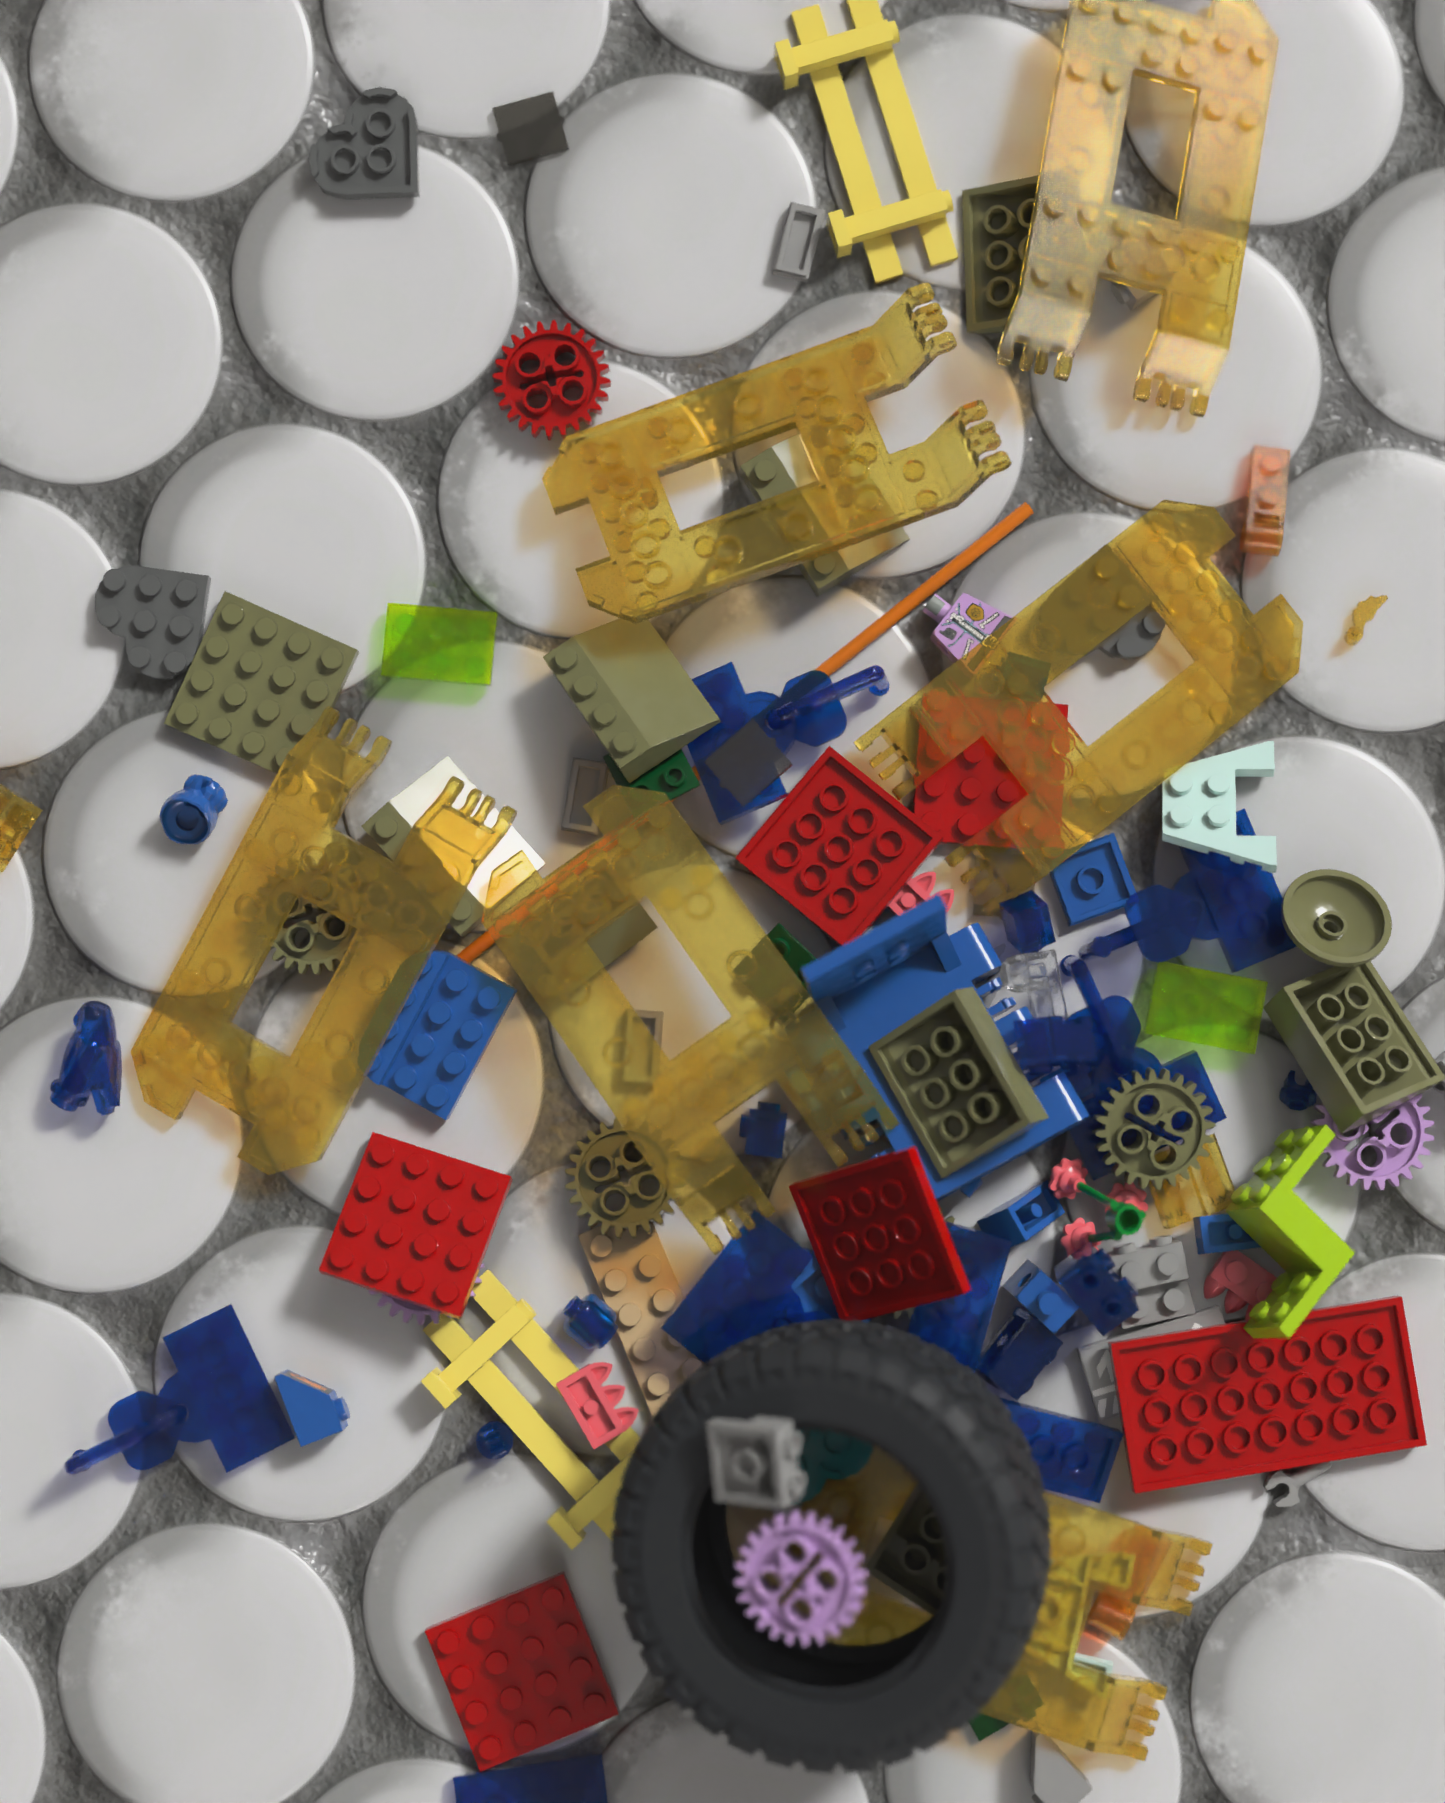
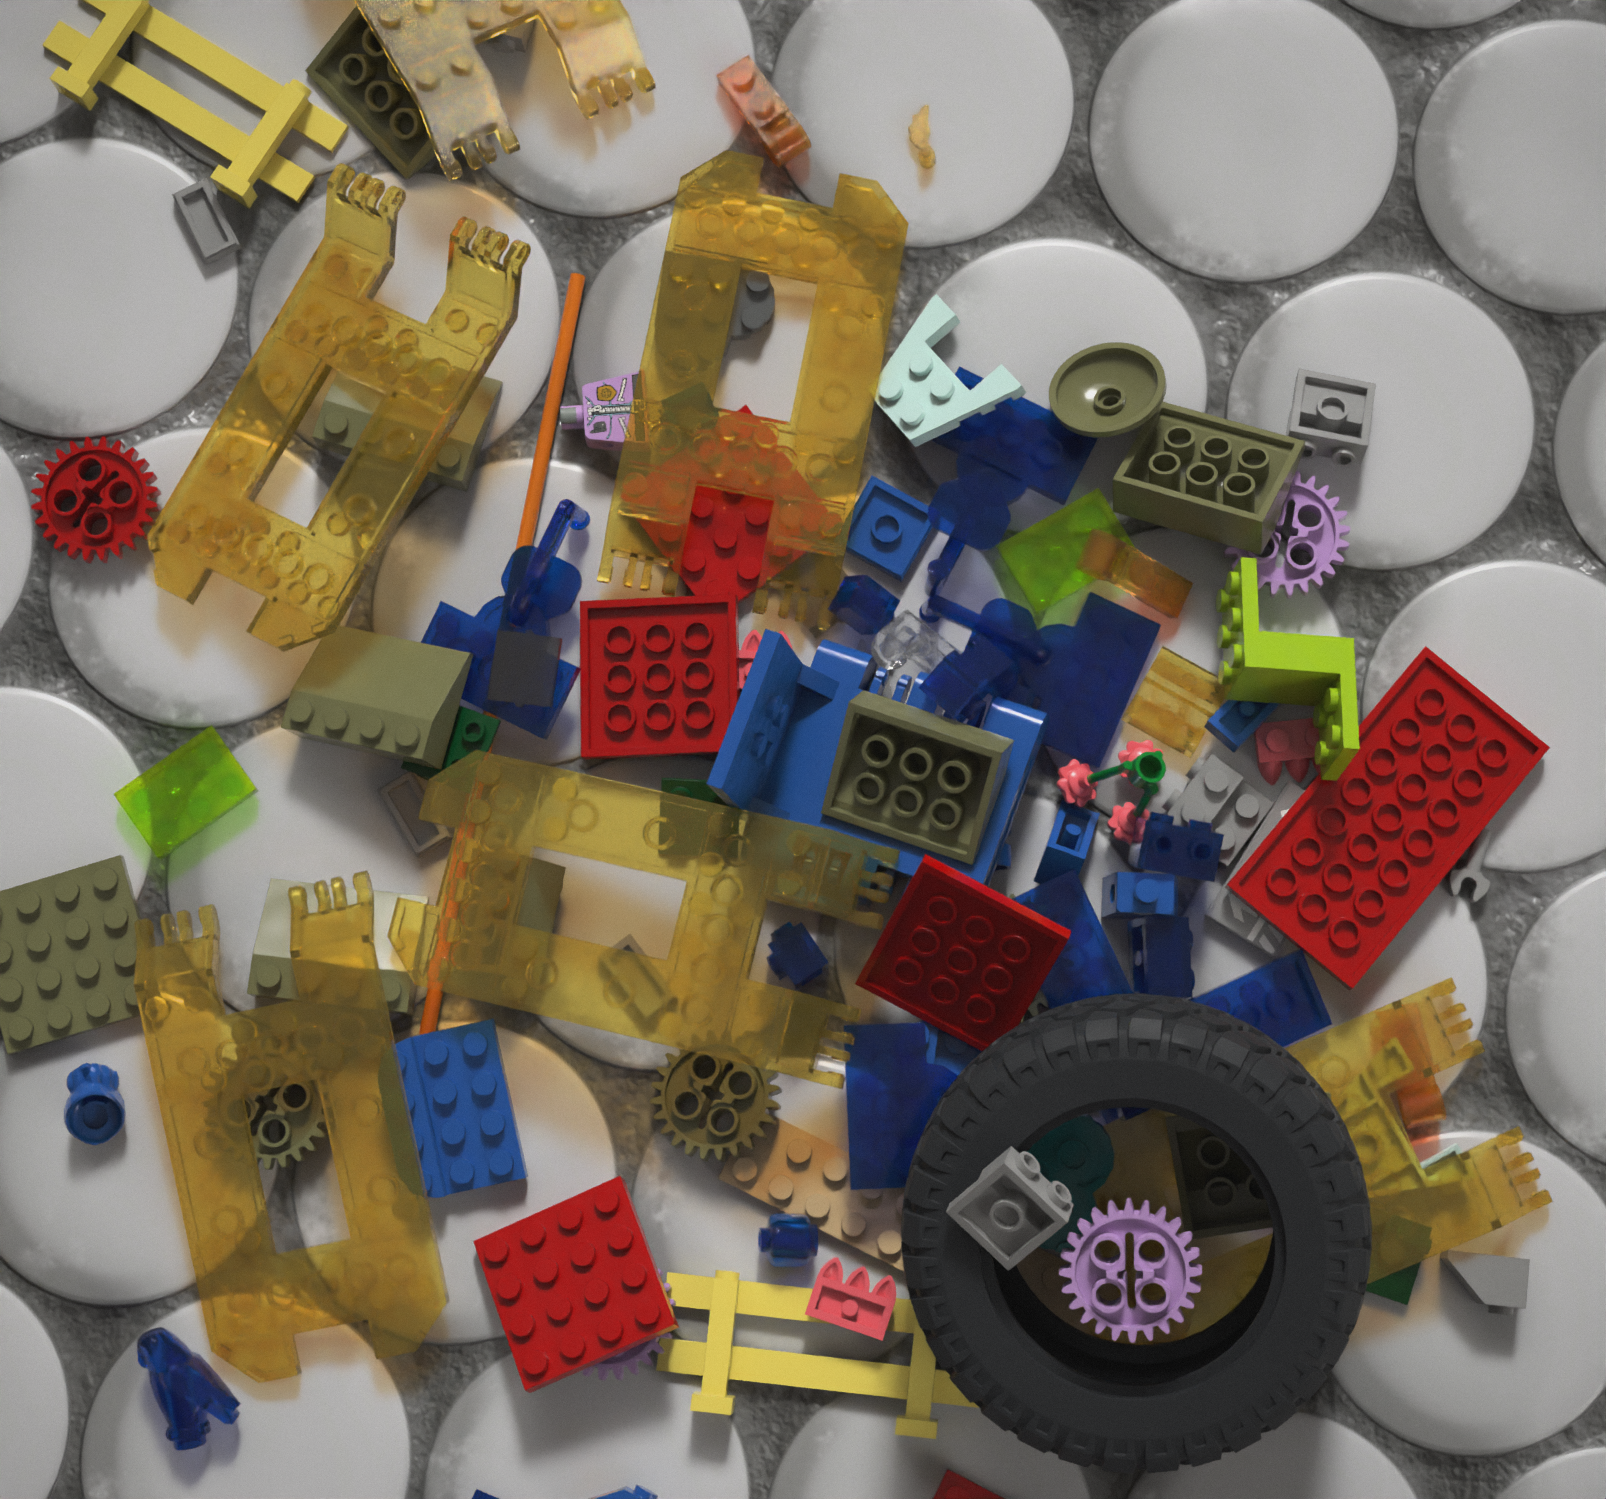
camera: 40 degrees left, 5 degrees down
(494, 1440) = (795, 1408): clear blue plate -> none
(1168, 1098) = (1118, 714): olive gear -> none
(1239, 1065) = (1133, 572): none -> clear orange plate
(1297, 1096) = (1202, 557): clear blue plate -> none

